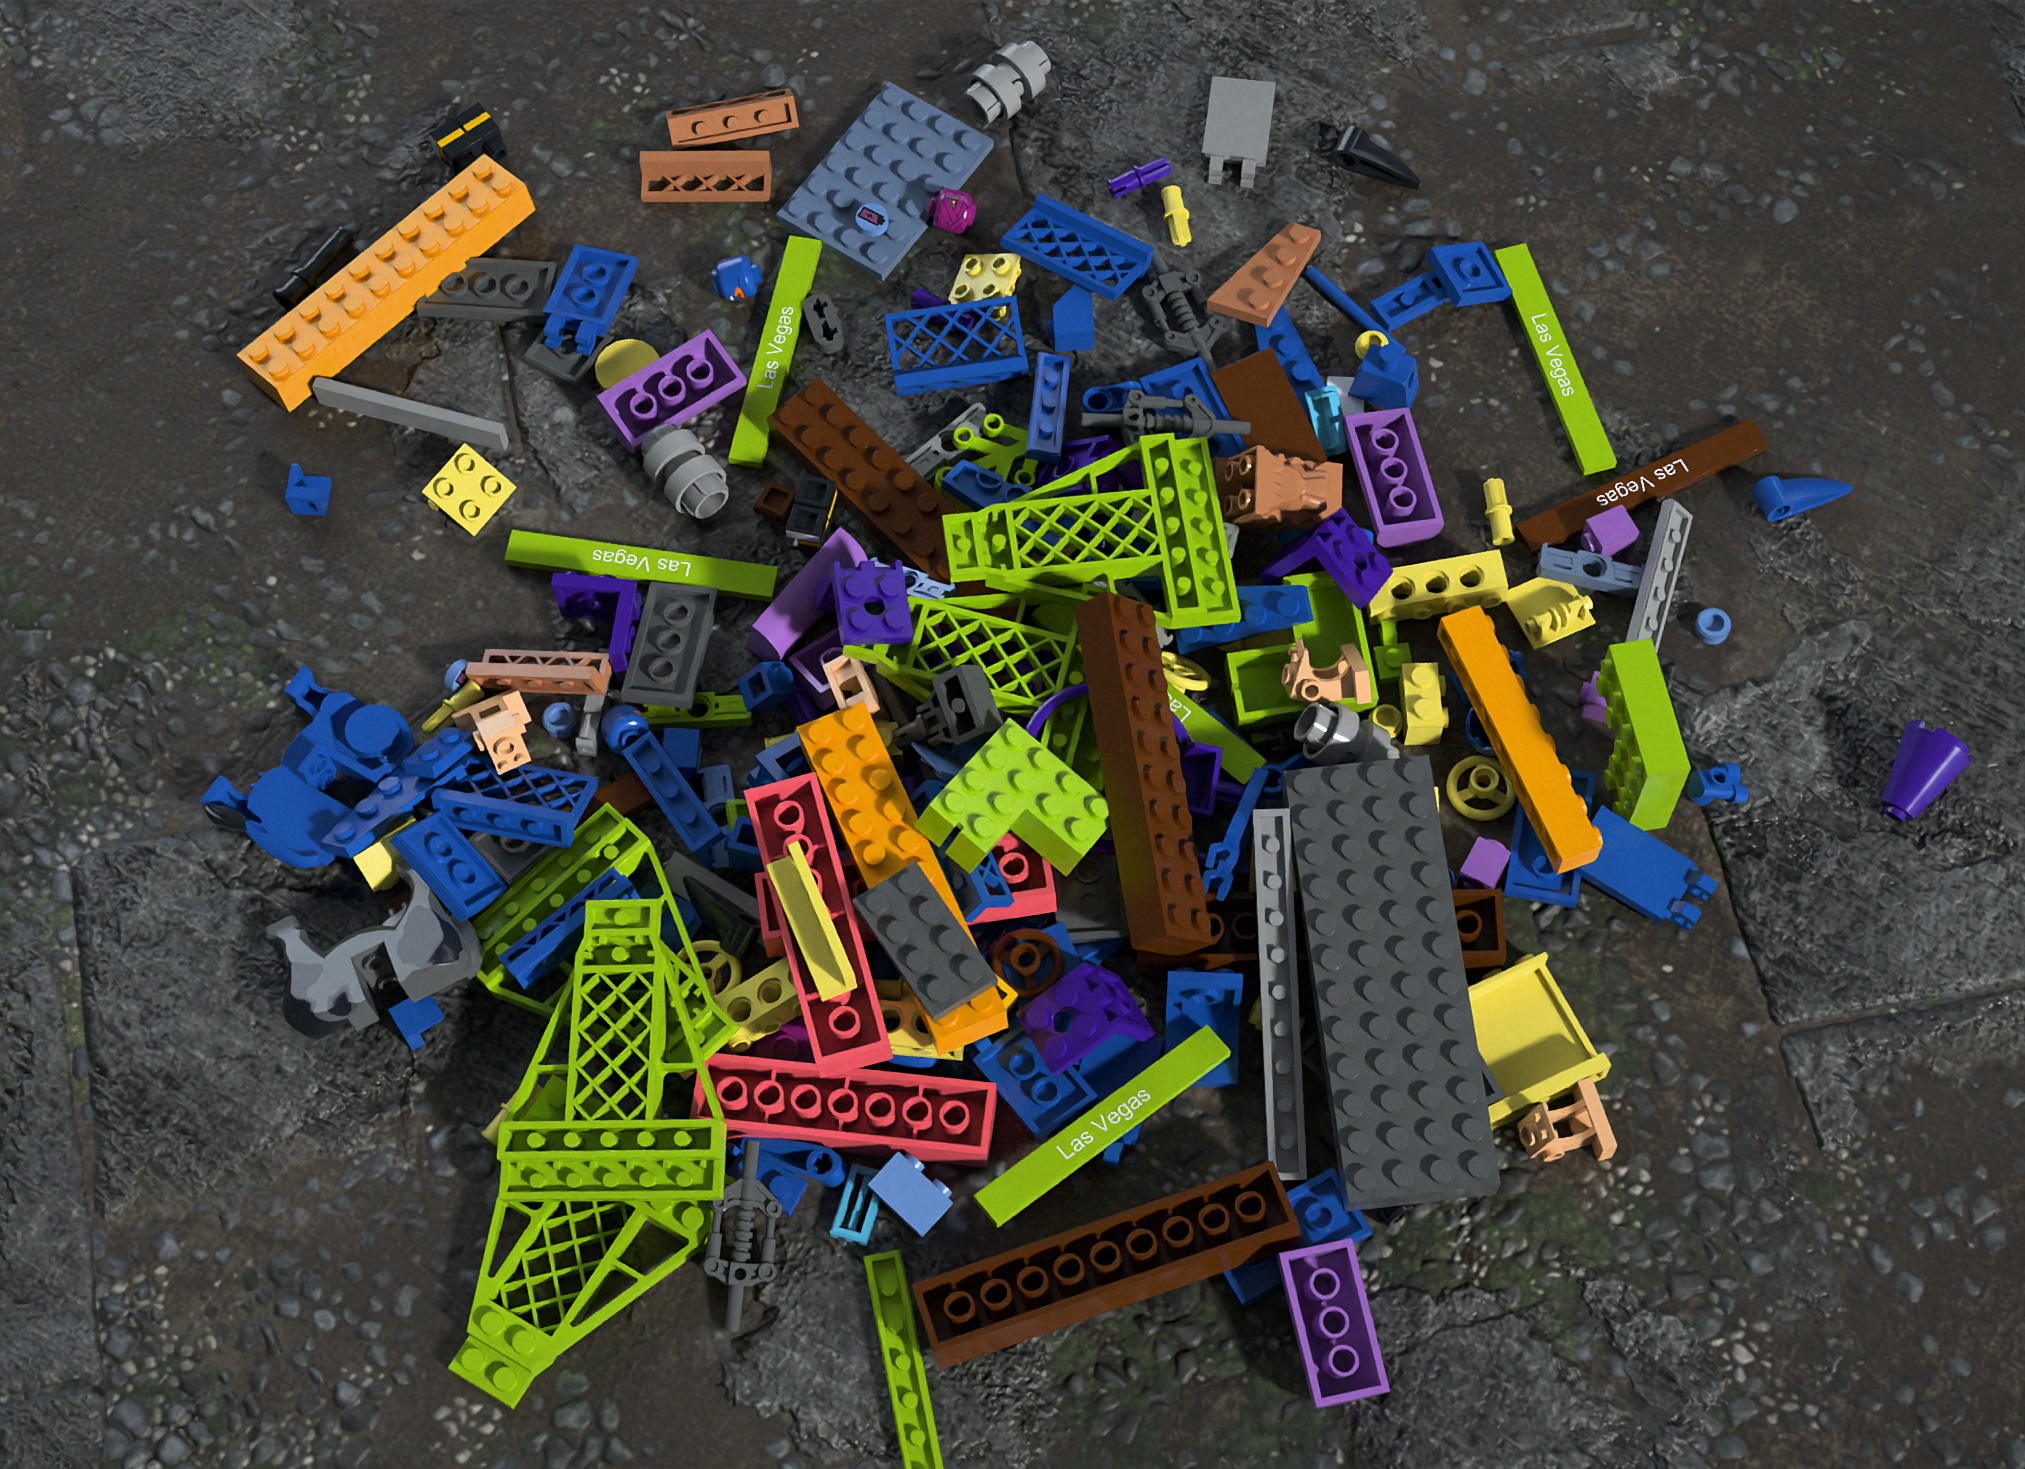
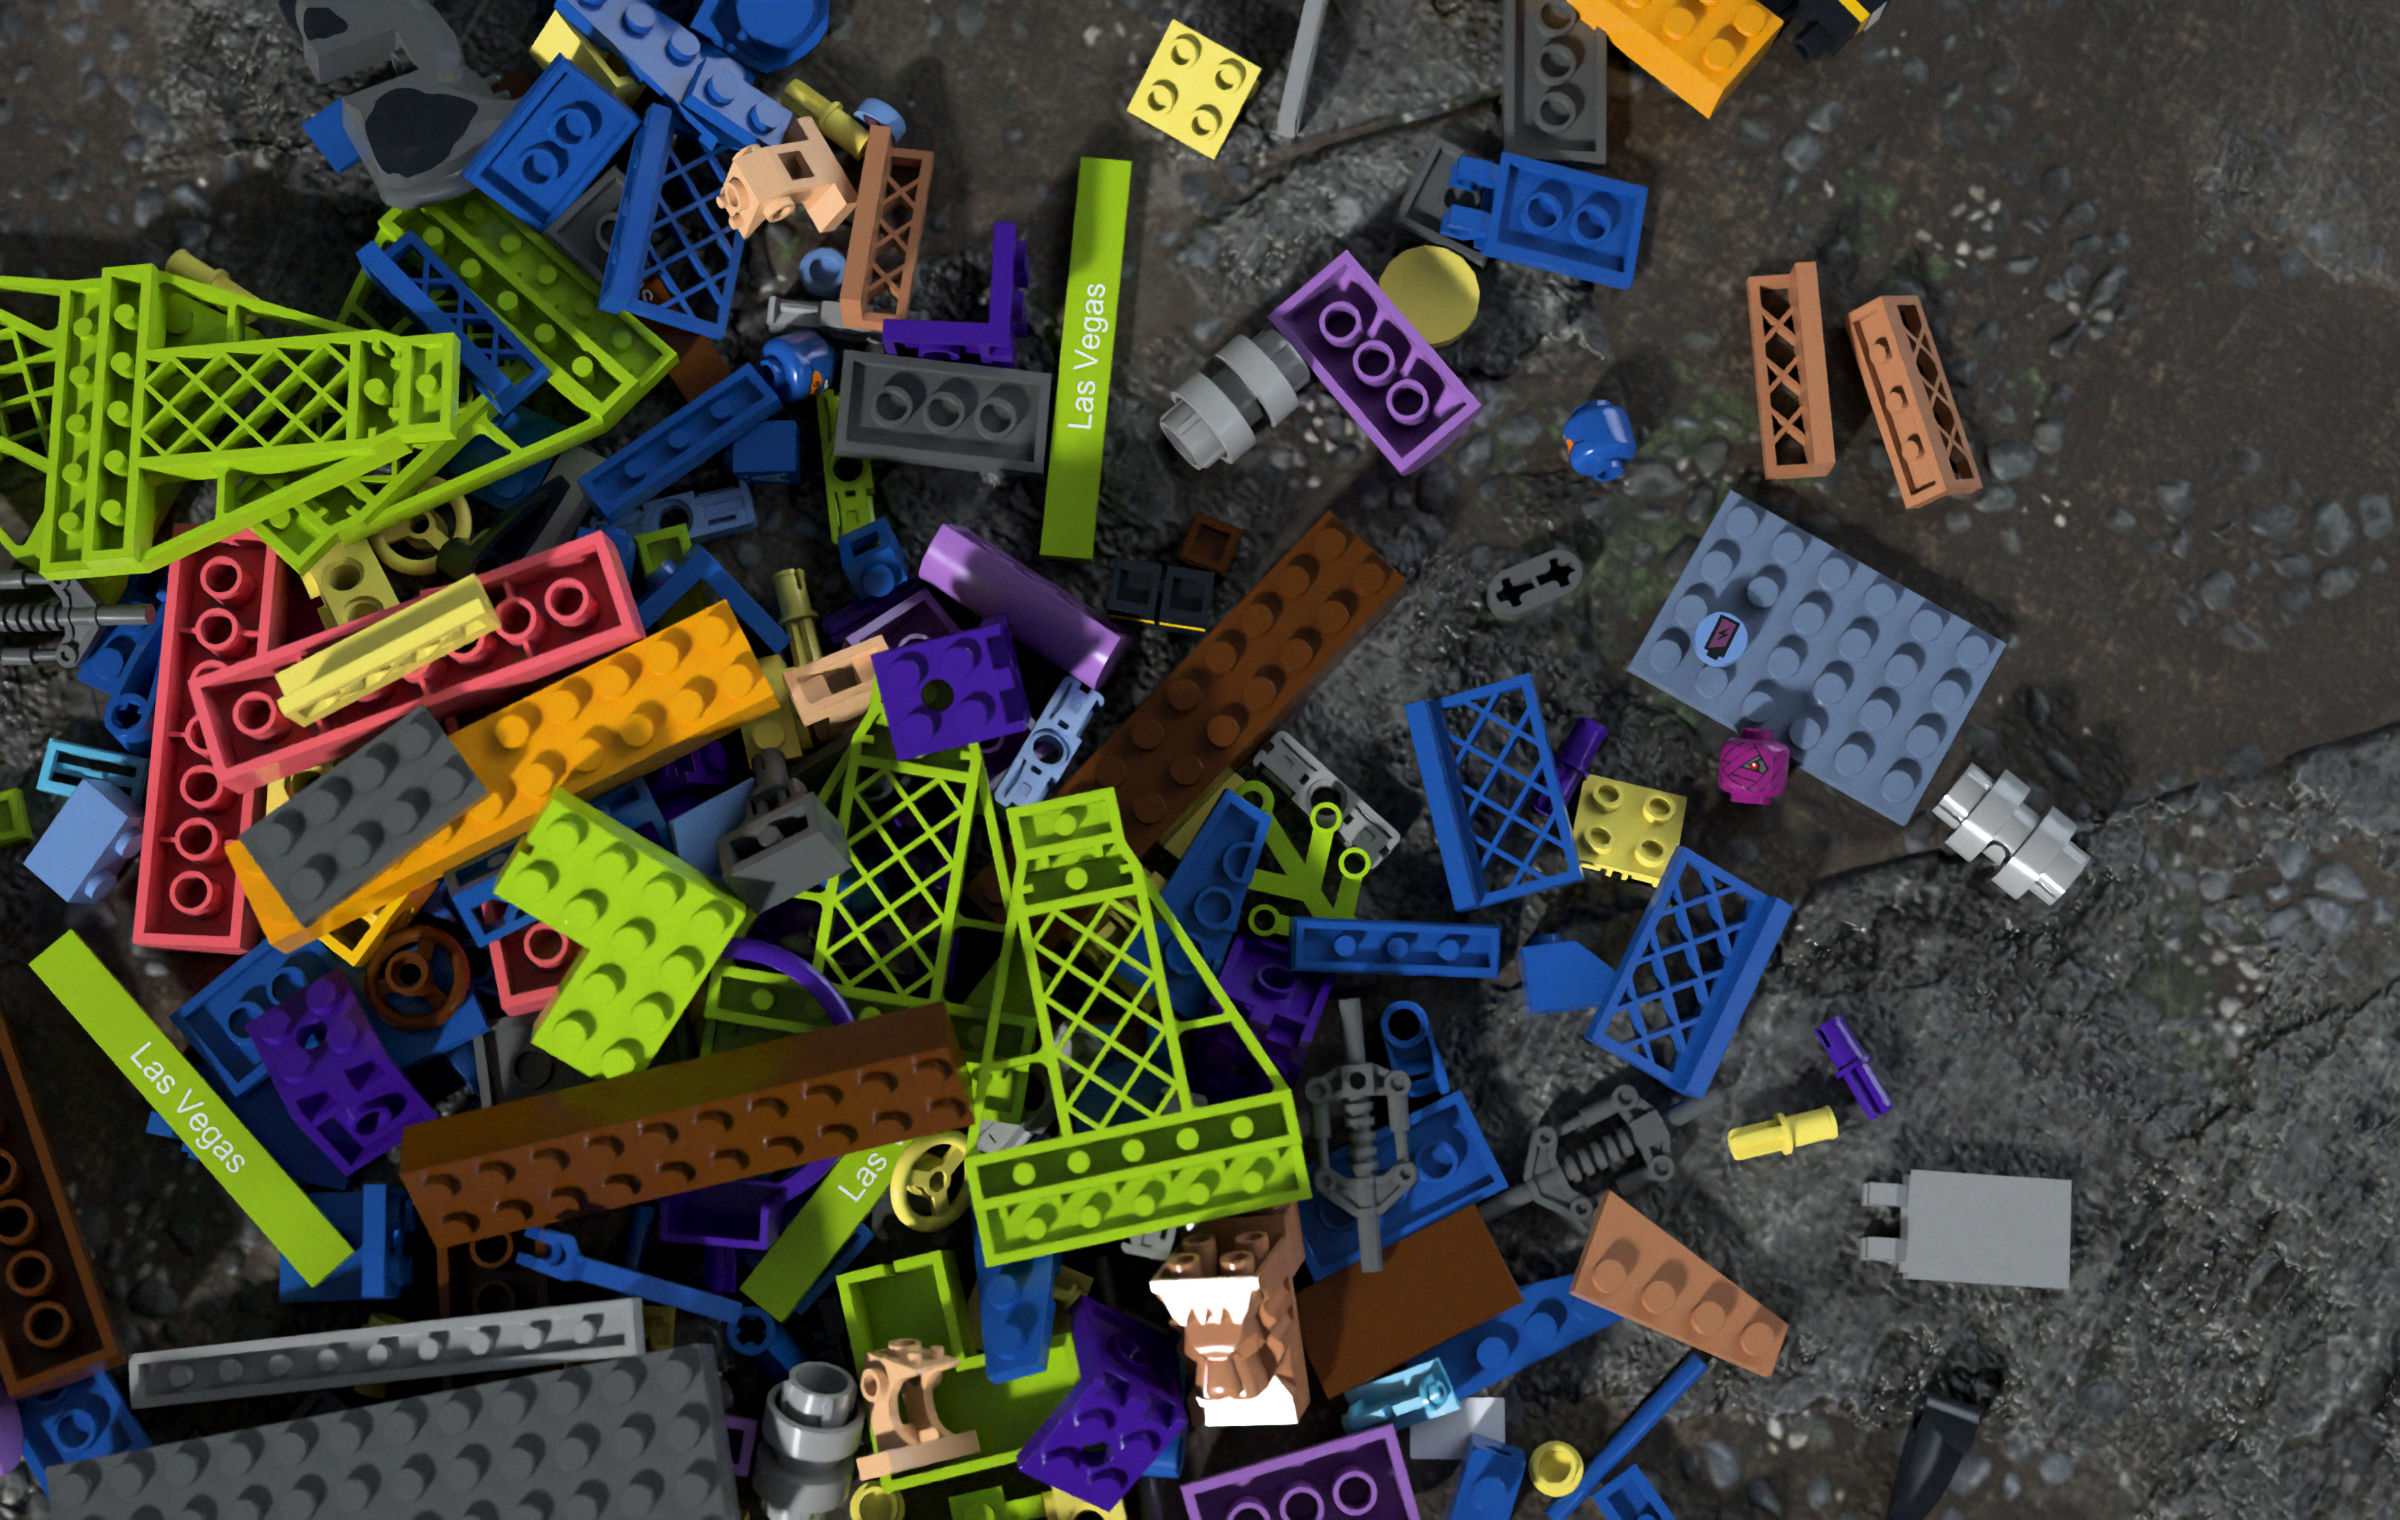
camera: 85 degrees right, 15 degrees up
(775, 351) = (1483, 516): lime tile -> none

